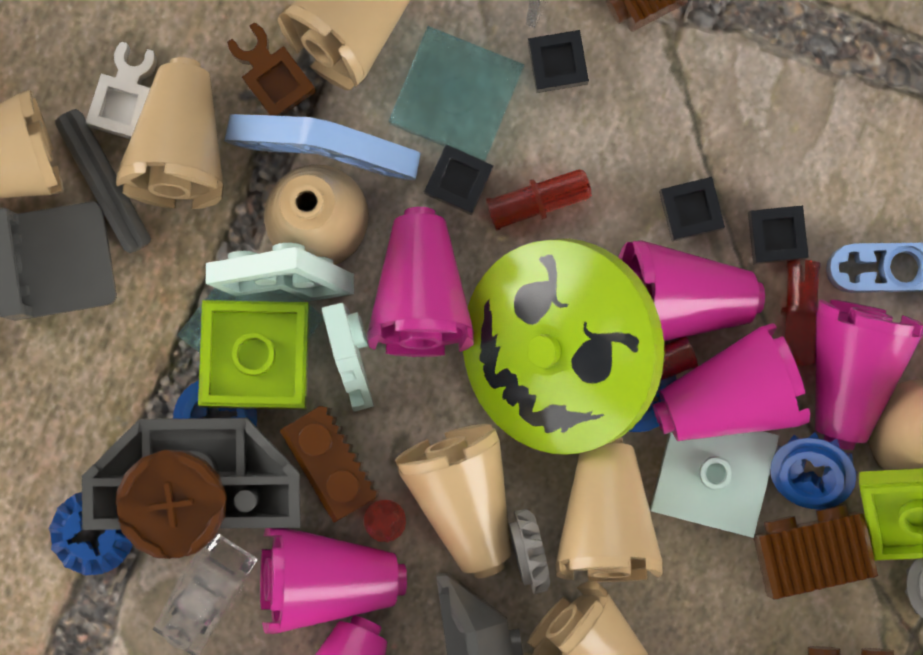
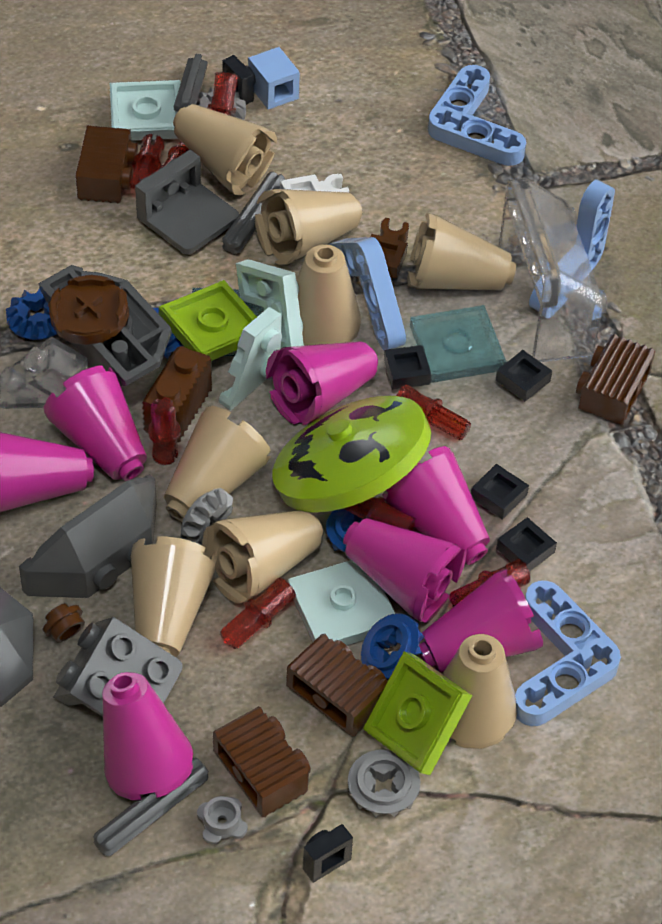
camera: 50 degrees right, 35 degrees down
(675, 578) = (258, 613): none -> clear red axle

